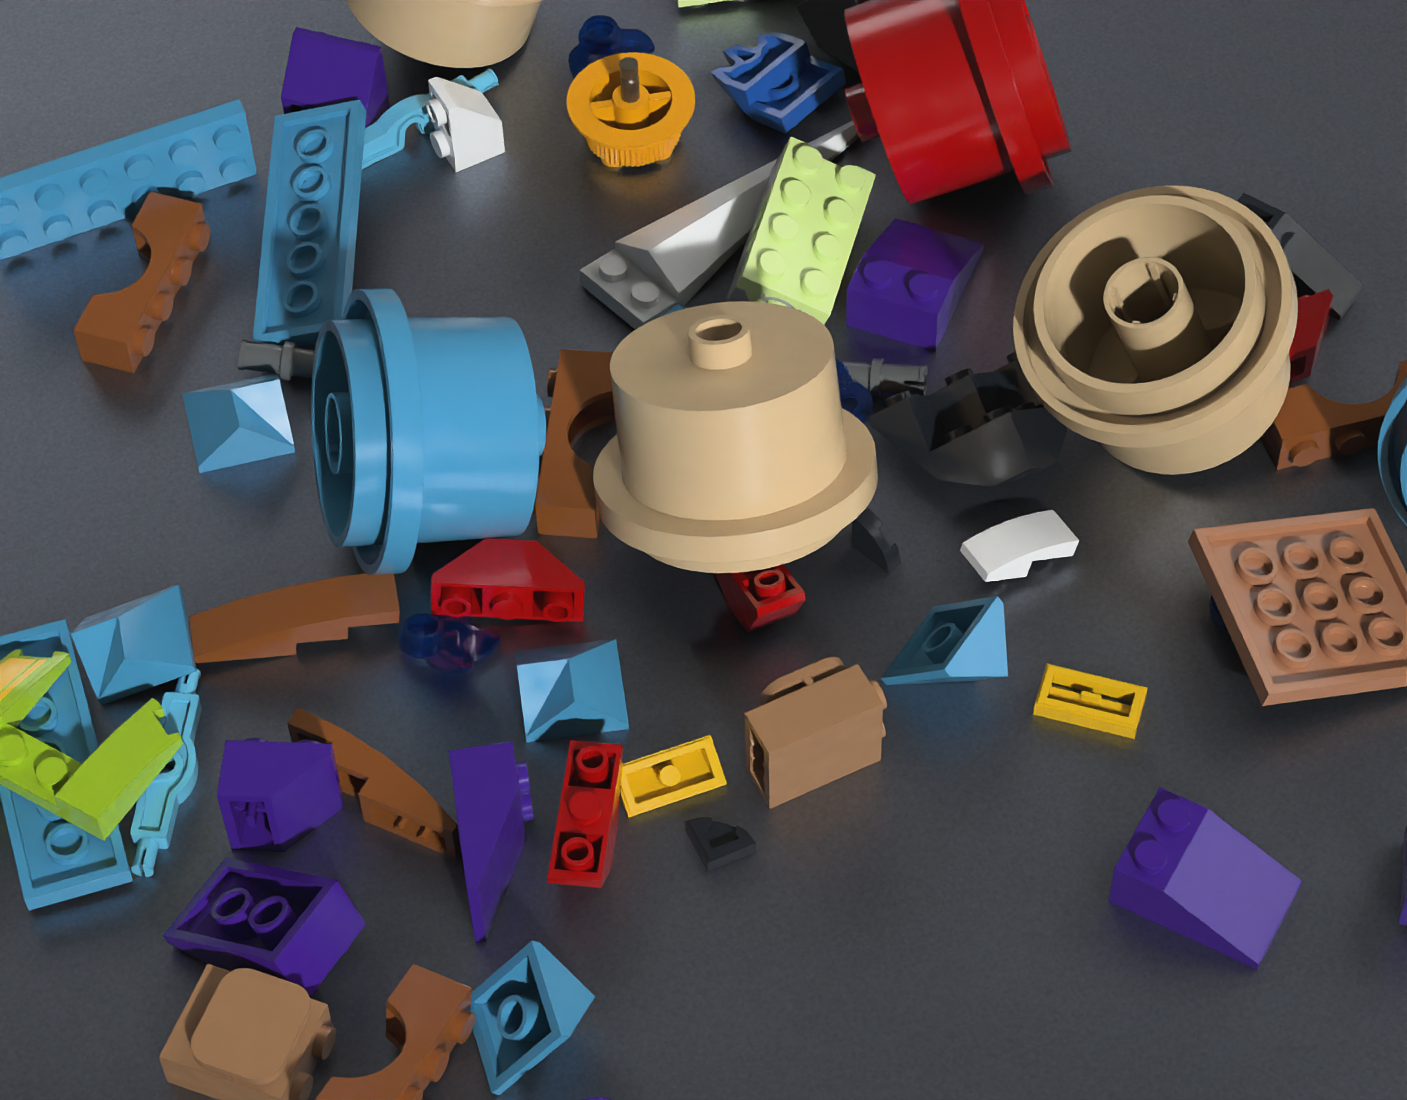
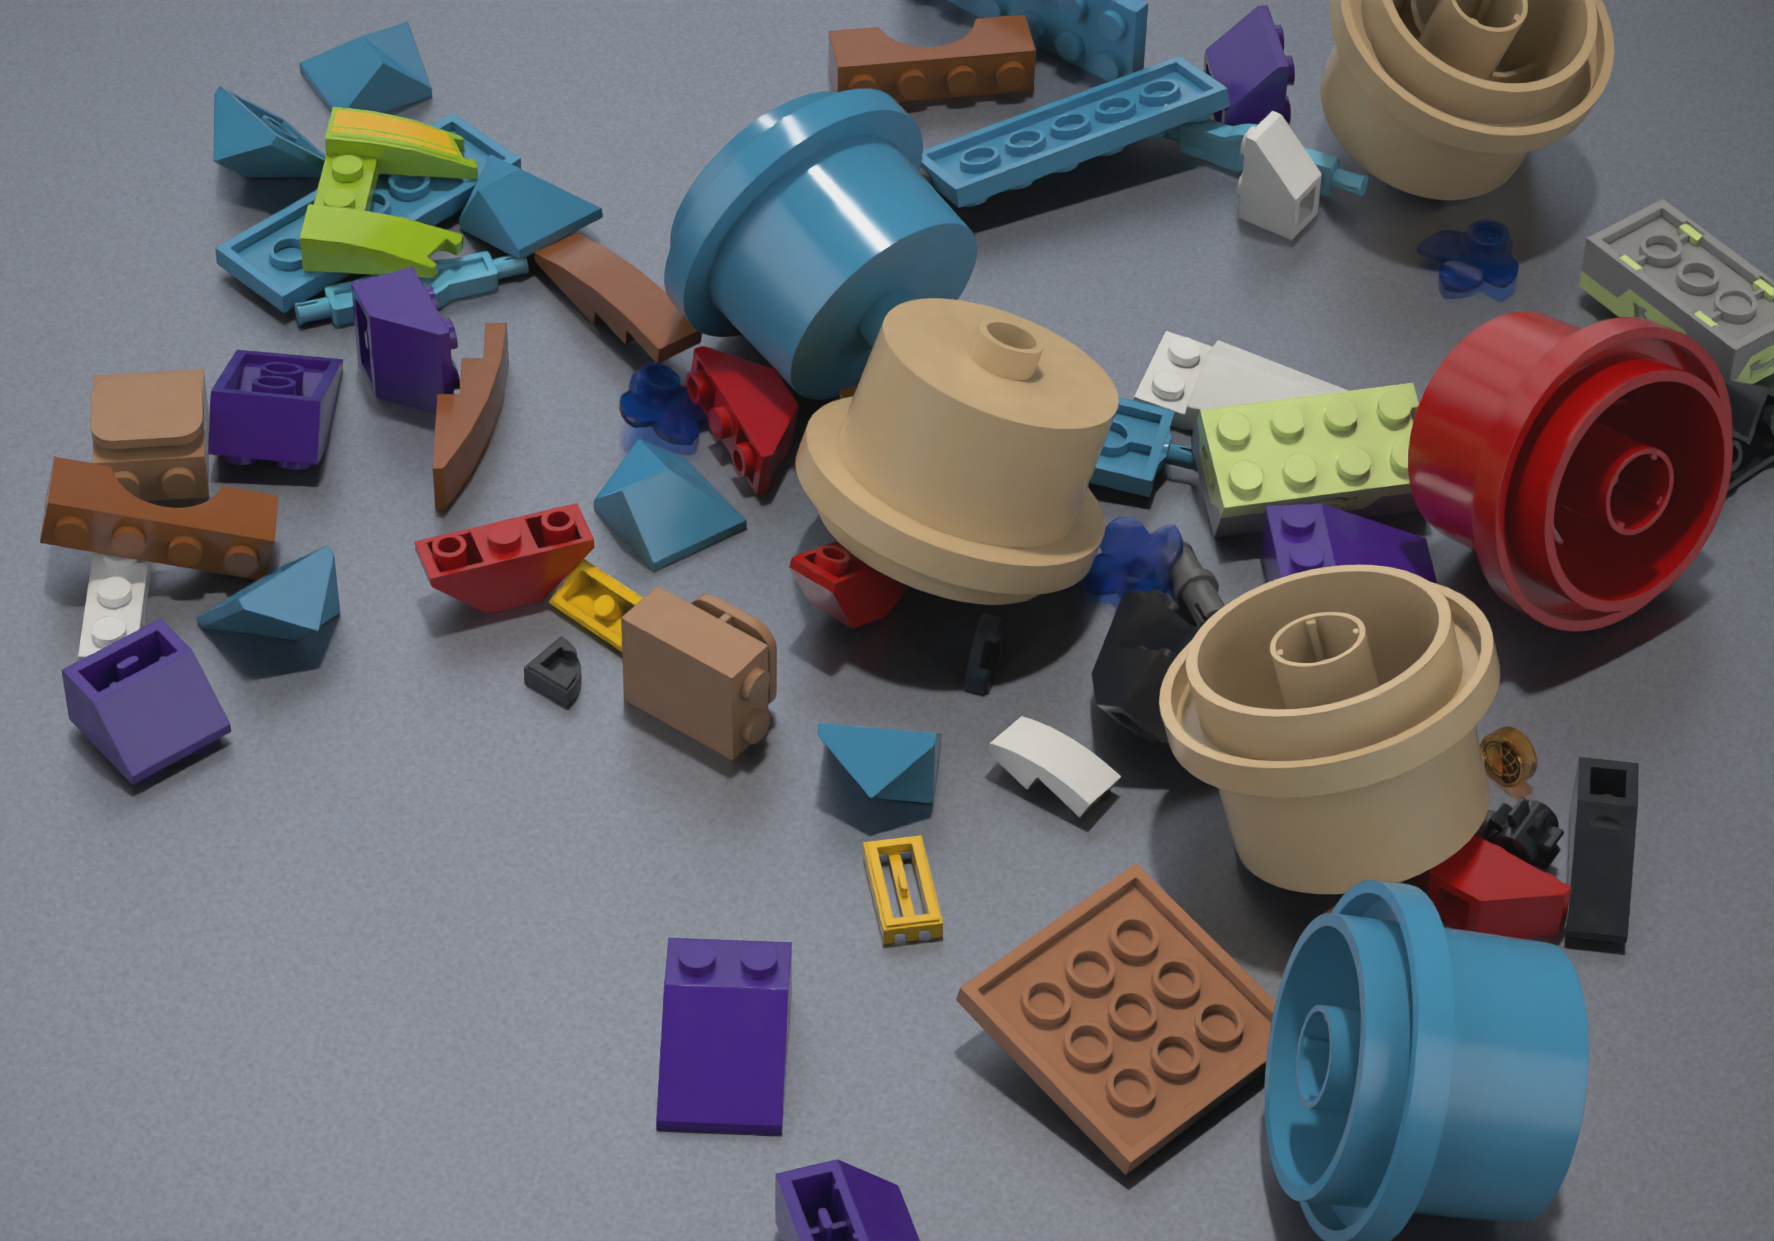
camera: 60 degrees right, 10 degrees down
(491, 814) = (437, 486): dark purple slope -> none
(631, 107) = (1389, 284): light orange piece -> none

